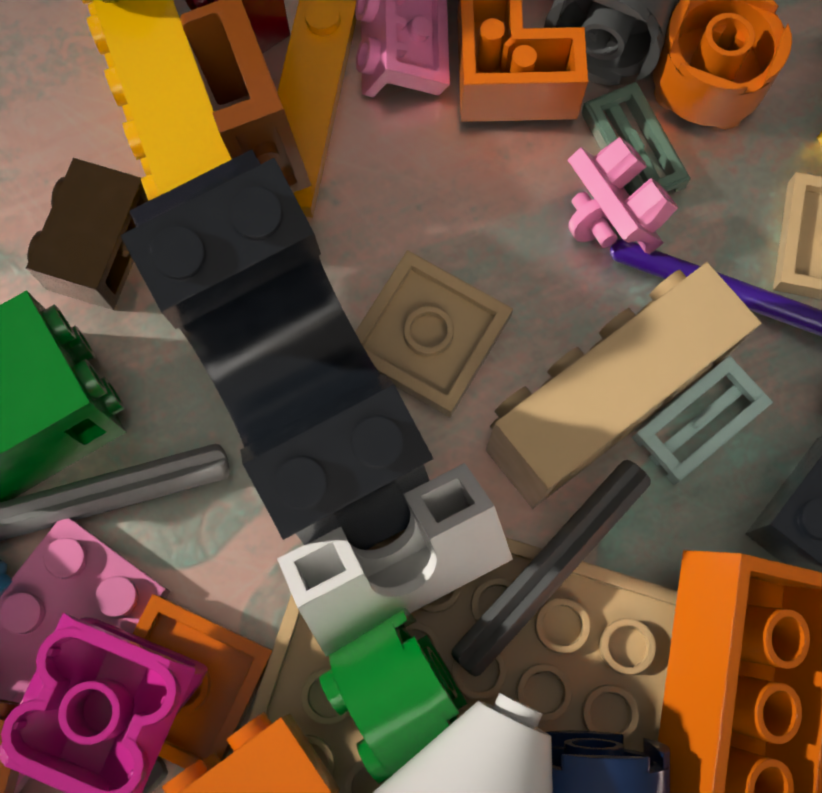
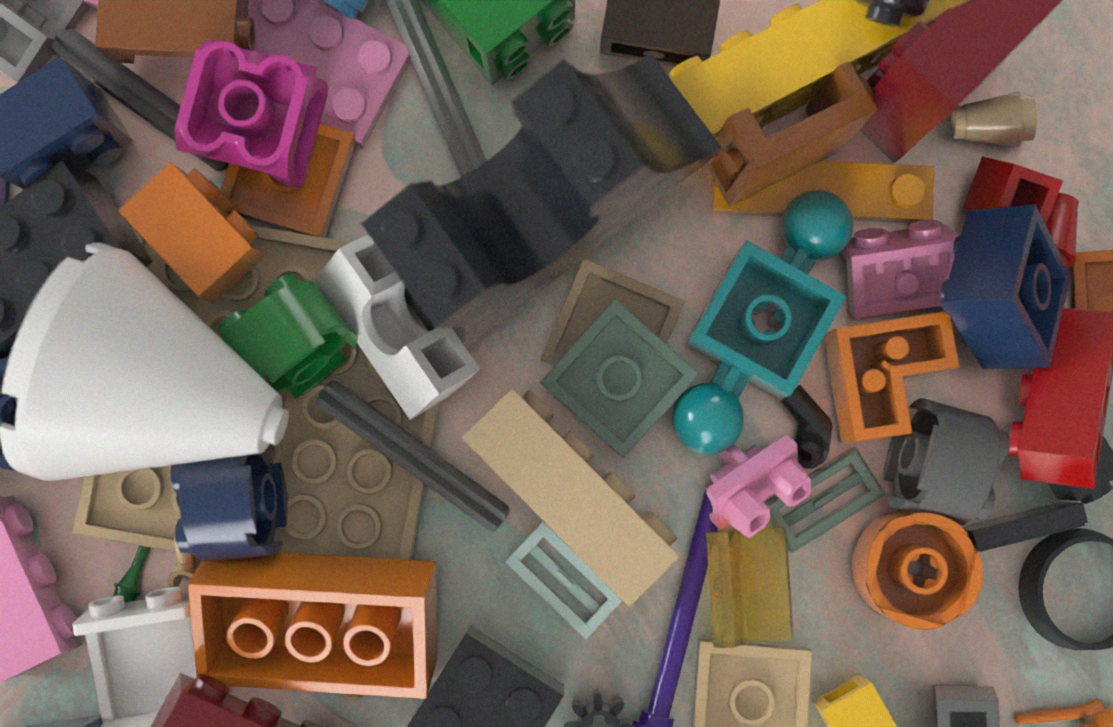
camera: 85 degrees right, 10 degrees up
(444, 167) = (801, 309): none -> teal brick
(487, 323) = (619, 378): none -> sand green plate
(555, 143) = (812, 428): none -> black arm
(727, 220) = (749, 586): none -> clear yellow panel

